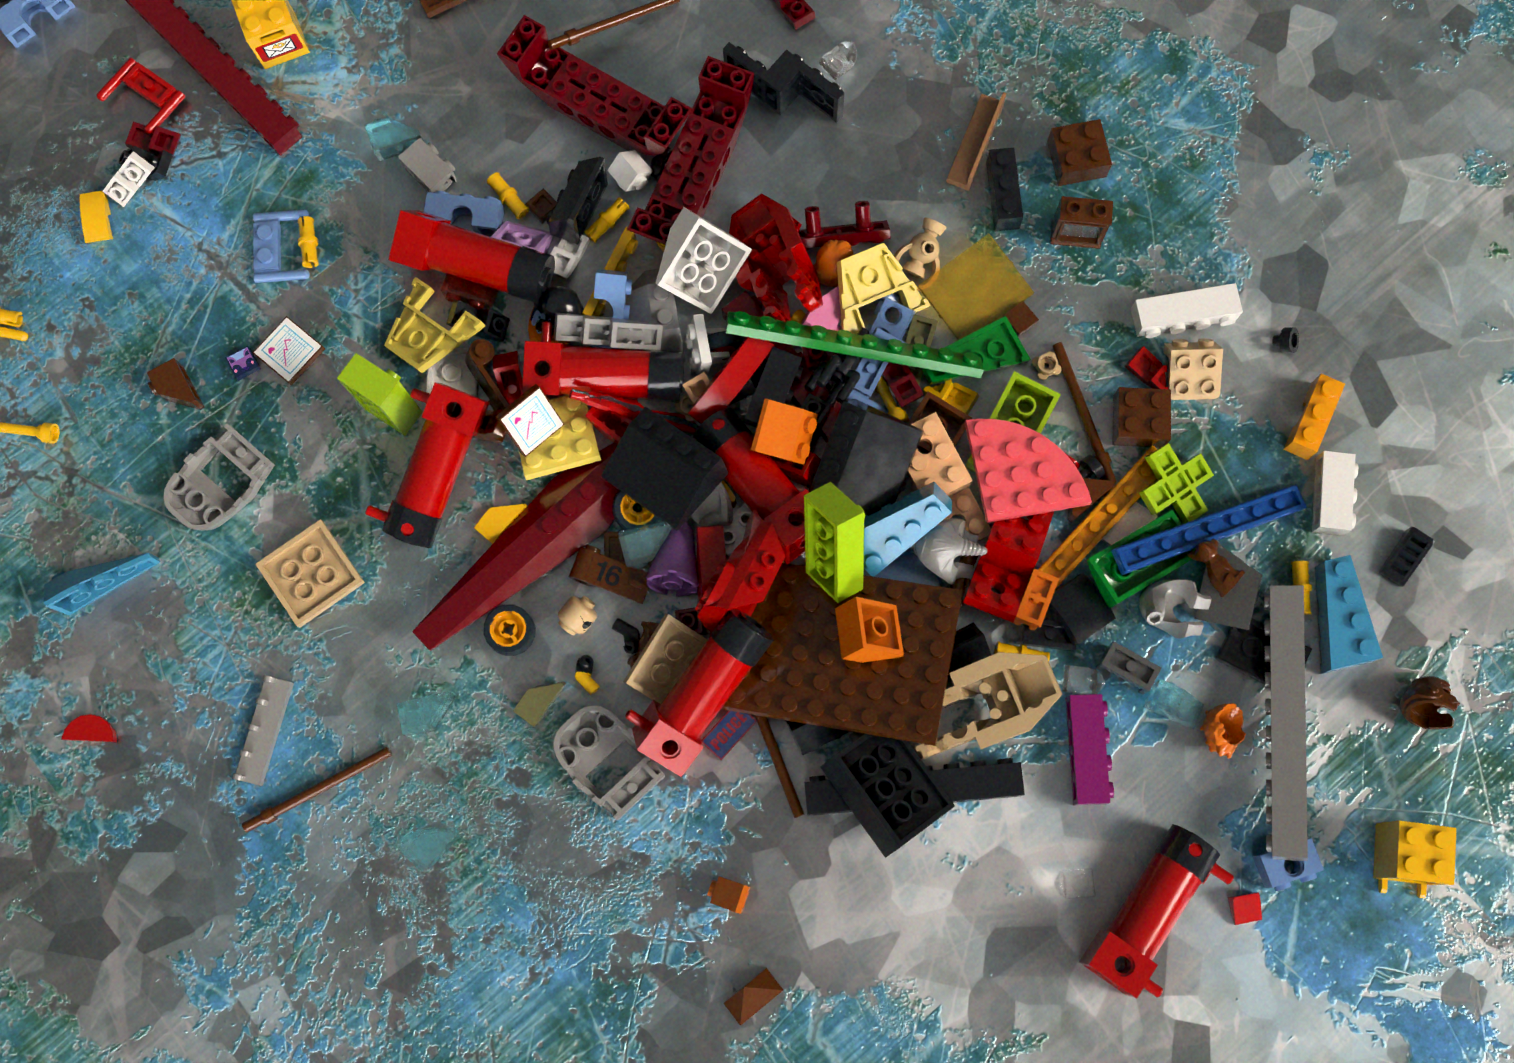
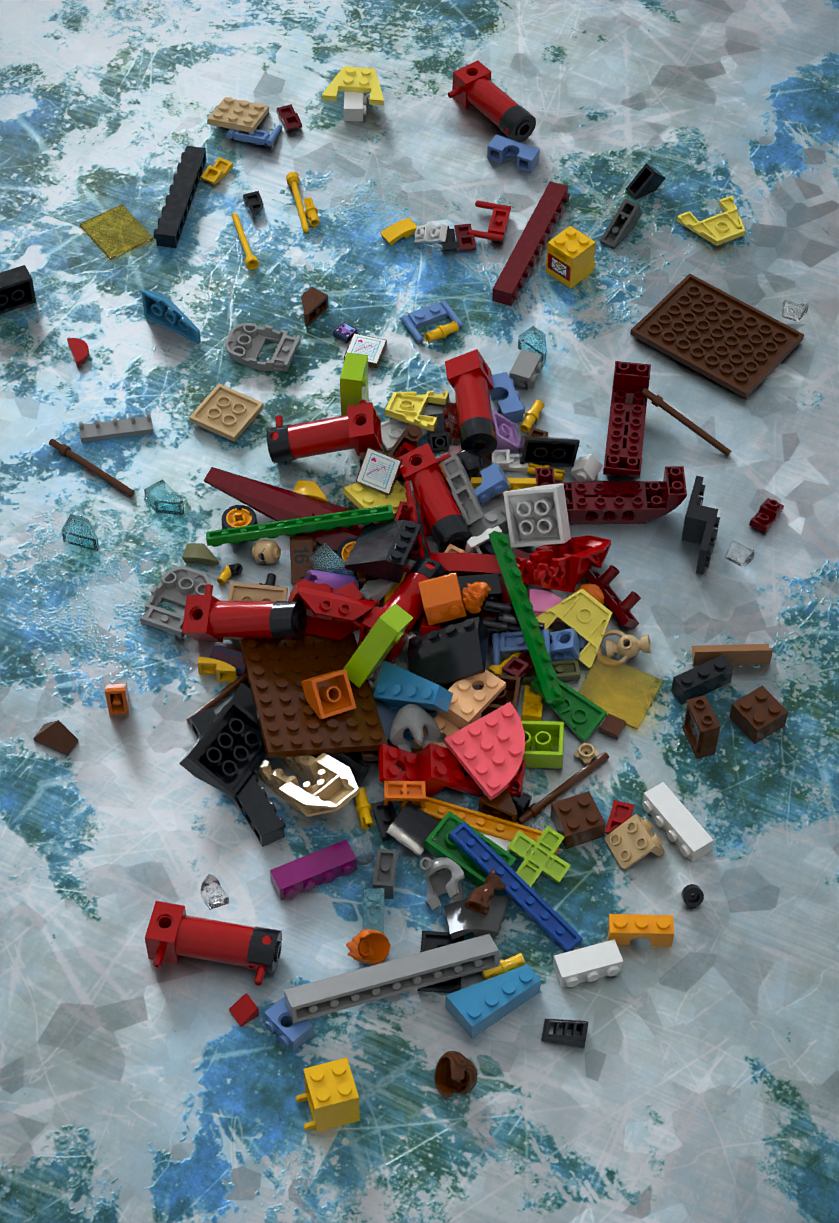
camera: 60 degrees right, 25 degrees down
(565, 558) = (294, 526): none -> green plate
(743, 745) = (223, 670): none -> yellow slope
(804, 390) = (474, 596): none -> orange hair

